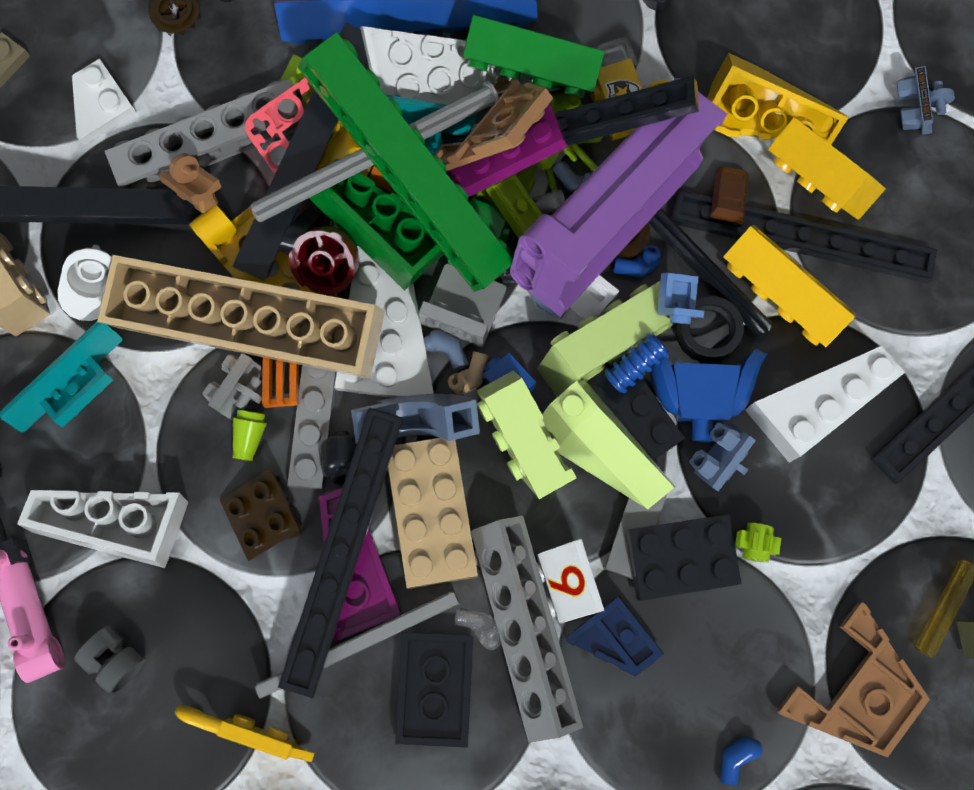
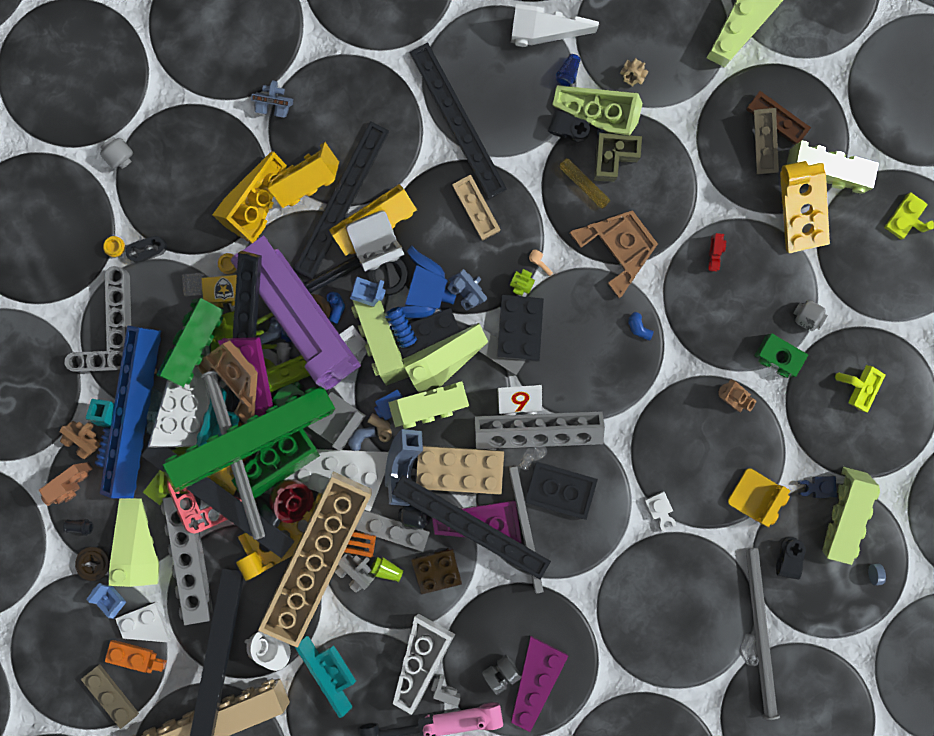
camera: 75 degrees left, 10 degrees up
(46, 98) = (133, 657): none -> orange hinge
(62, 574) = (447, 694): none -> light grey bracket
(117, 724) = (539, 675): none -> magenta wing
(126, 40) = (106, 599): none -> medium blue bracket
(191, 182) = (221, 573): medium nougat hips -> none
(202, 58) = (133, 553): none -> yellowish green wedge
(242, 730) = (559, 604): yellow plate -> none
(617, 638) = (557, 378): dark blue wing -> none
(729, 194) = (305, 239): reddish brown tile -> none
(762, 290) = (374, 240): none -> light grey bracket
(800, 556) = (535, 258): none -> light nougat hand
(816, 406) = (450, 223): white wedge -> none
(854, 441) = (476, 207): none -> tan plate

